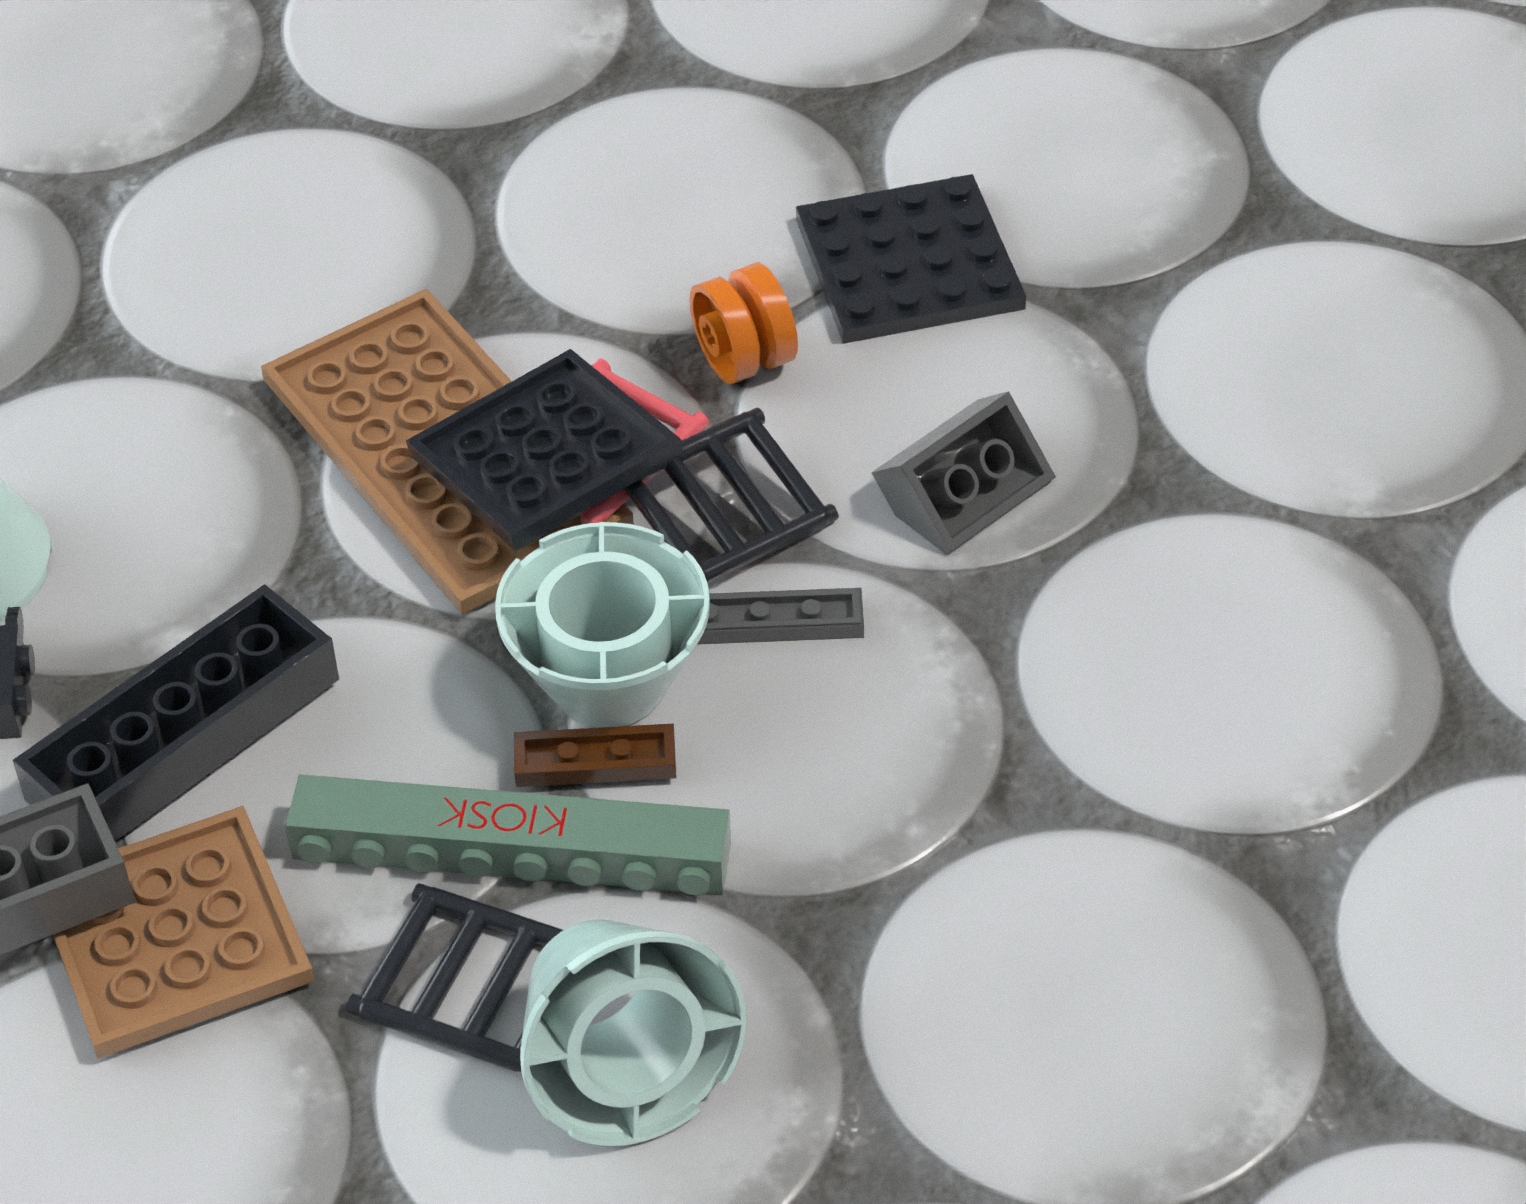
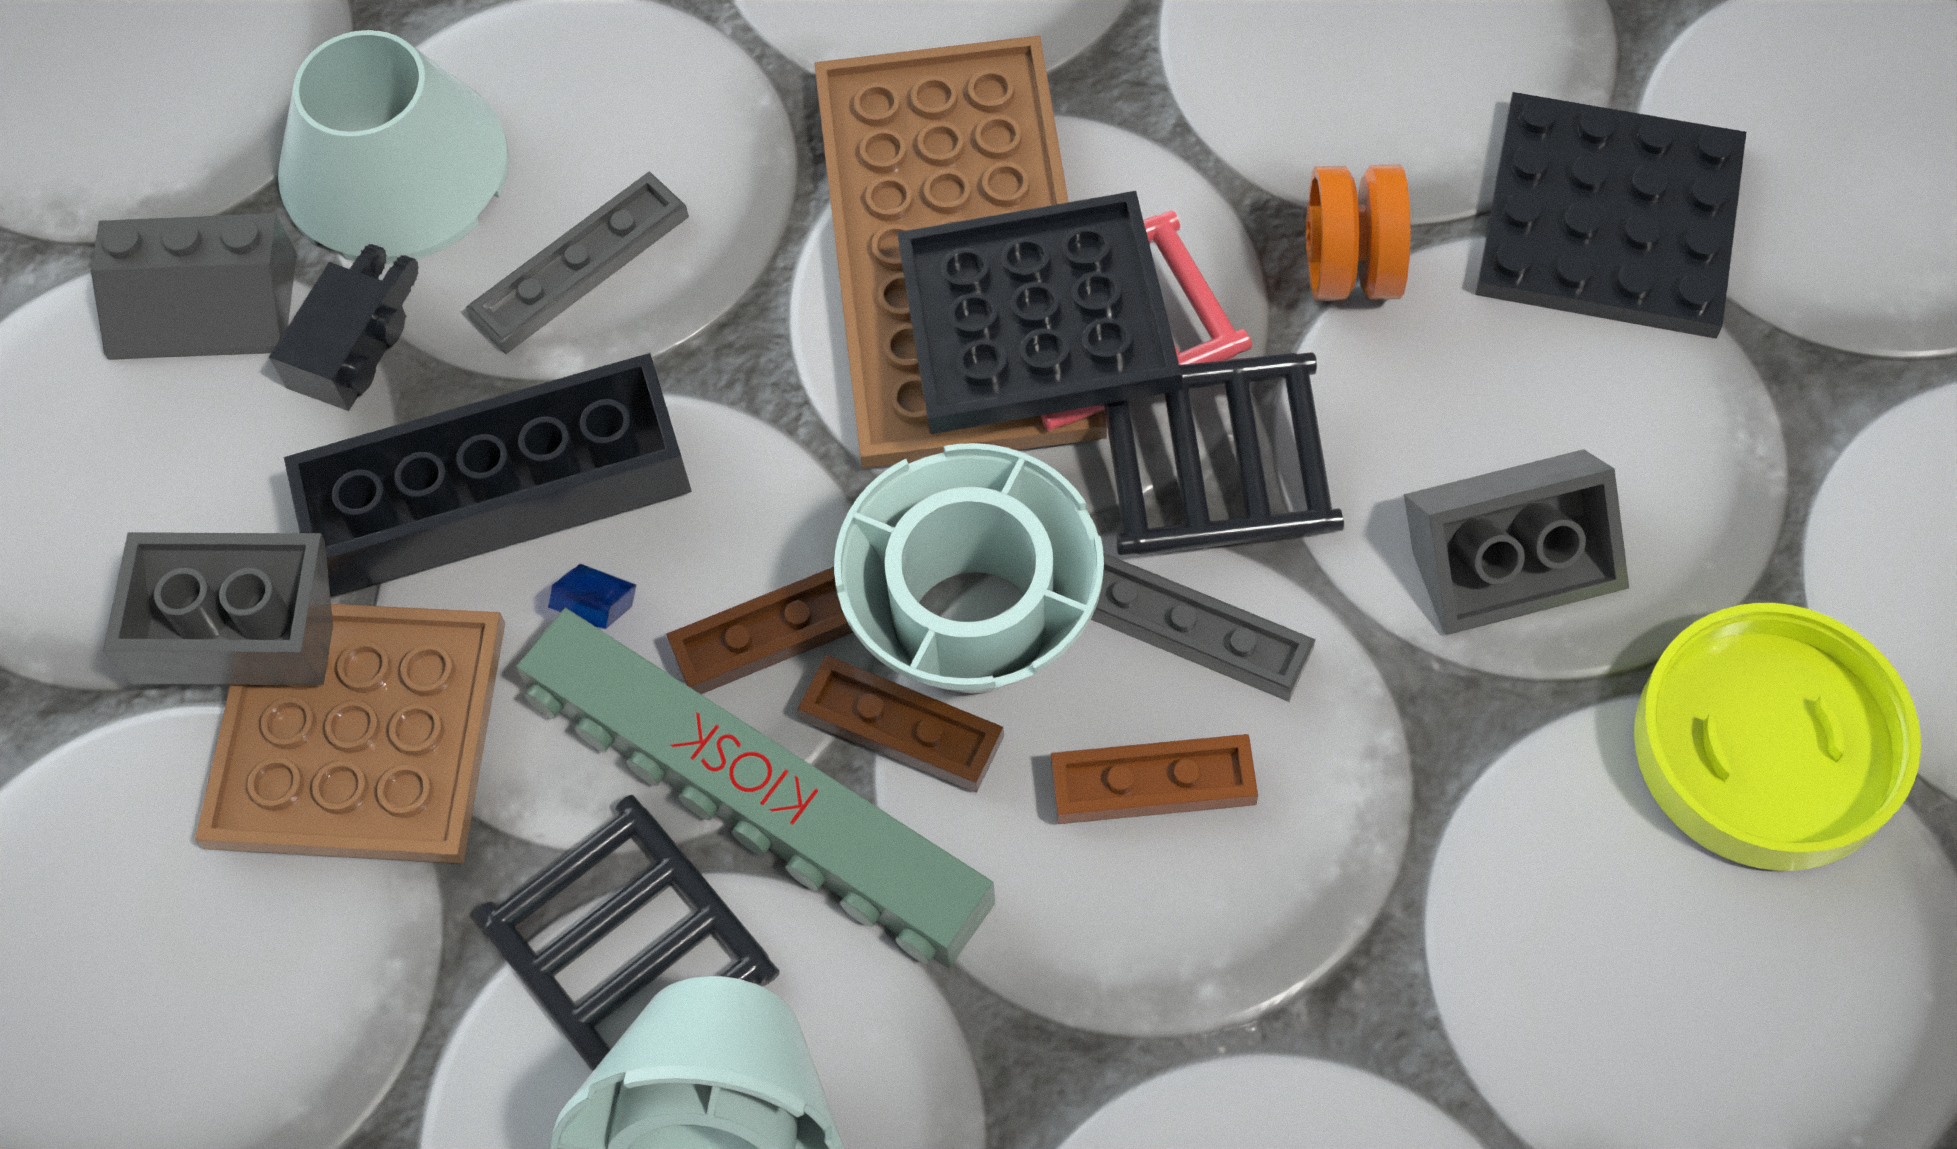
camera: 30 degrees right, 15 degrees up
(148, 568) = (577, 262): none -> dark grey tile
(307, 764) = (592, 595): none -> clear blue plate
(460, 734) = (759, 632): none -> reddish brown plate
(799, 715) = (1154, 779): none -> dark orange plate
(1203, 518) = (1777, 736): none -> neon yellow brick

